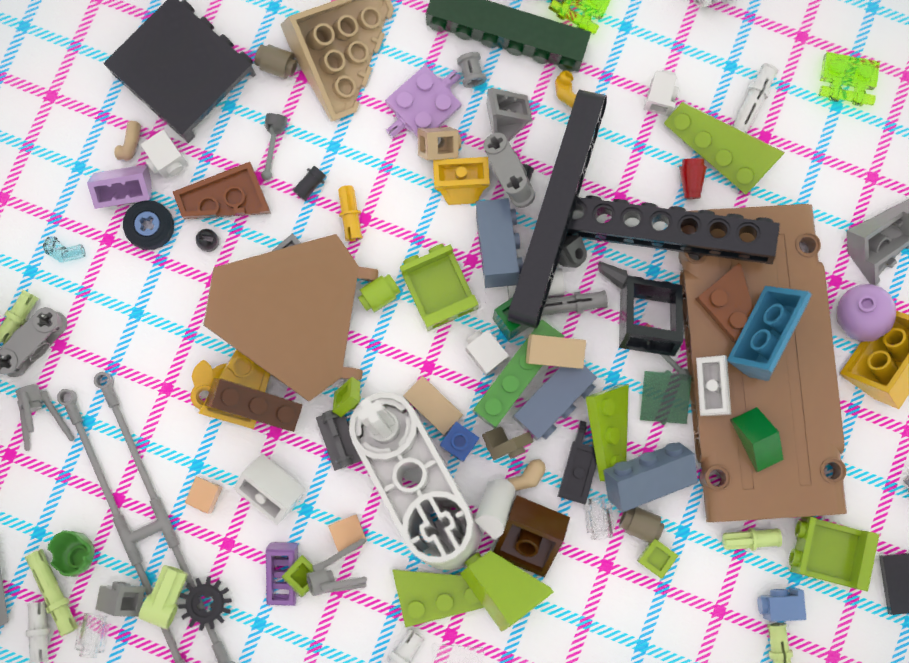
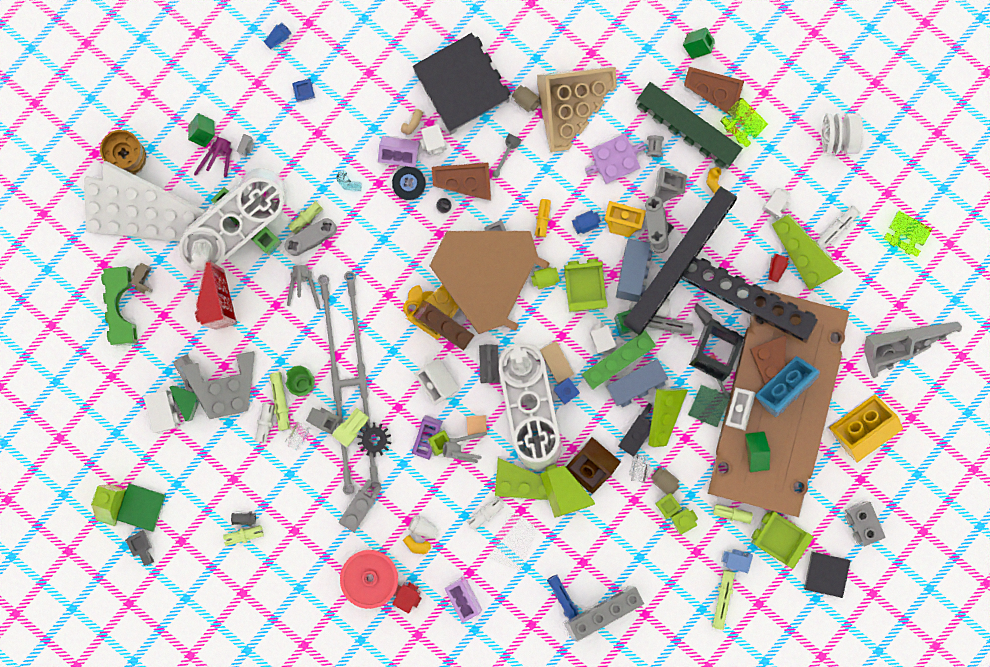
camera: 25 degrees right, 5 degrees up
(203, 495) = (392, 371): light nougat slope -> none
(309, 183) = (522, 189): black pin -> none
(346, 397) = (503, 339): lime plate -> none
(411, 199) = (586, 222): none -> blue brick
(428, 143) = (612, 194): tan brick -> none
(495, 507) = (576, 439): white brick -> none
(499, 445) = (590, 401): dark tan bracket -> none
(530, 477) = (604, 428): tan arm -> none
(555, 351) = (647, 354): tan tile -> none
(573, 252) = (681, 292): dark grey piece -> none
(650, 476) = (681, 452): sand blue brick -> none
(688, 572) = (684, 520): none -> lime brick
(866, 312) = (859, 394): lavender cylinder -> none

